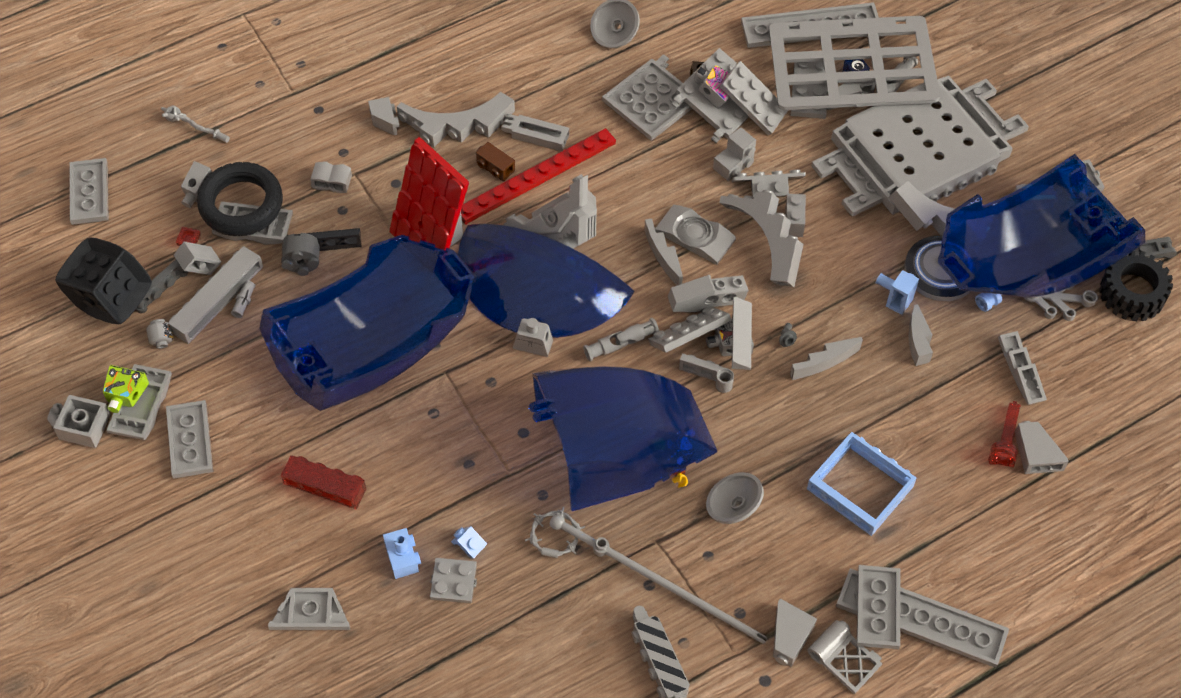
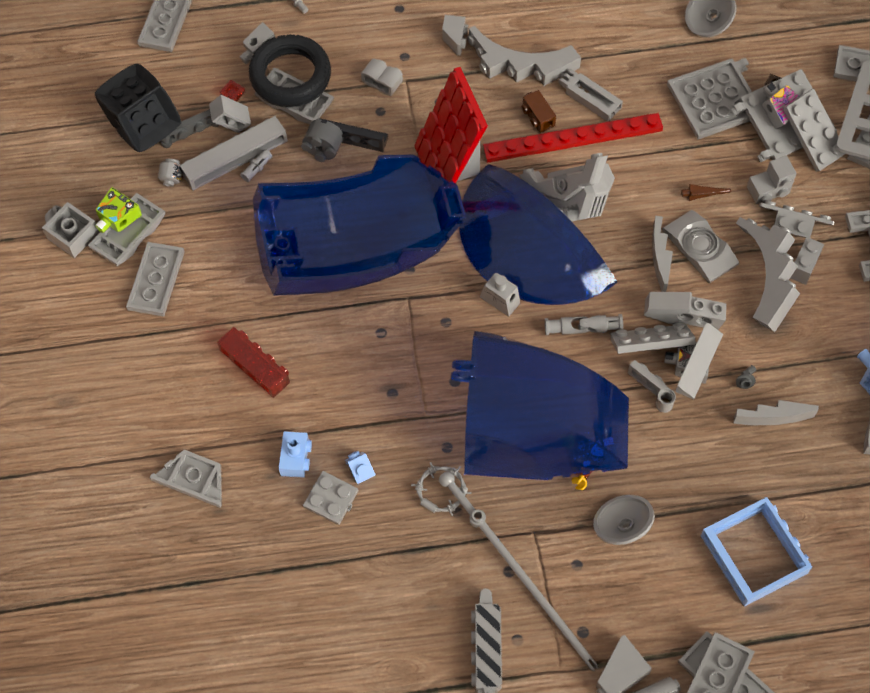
camera: 25 degrees right, 5 degrees up
(672, 187) = (695, 192): none -> reddish brown piece

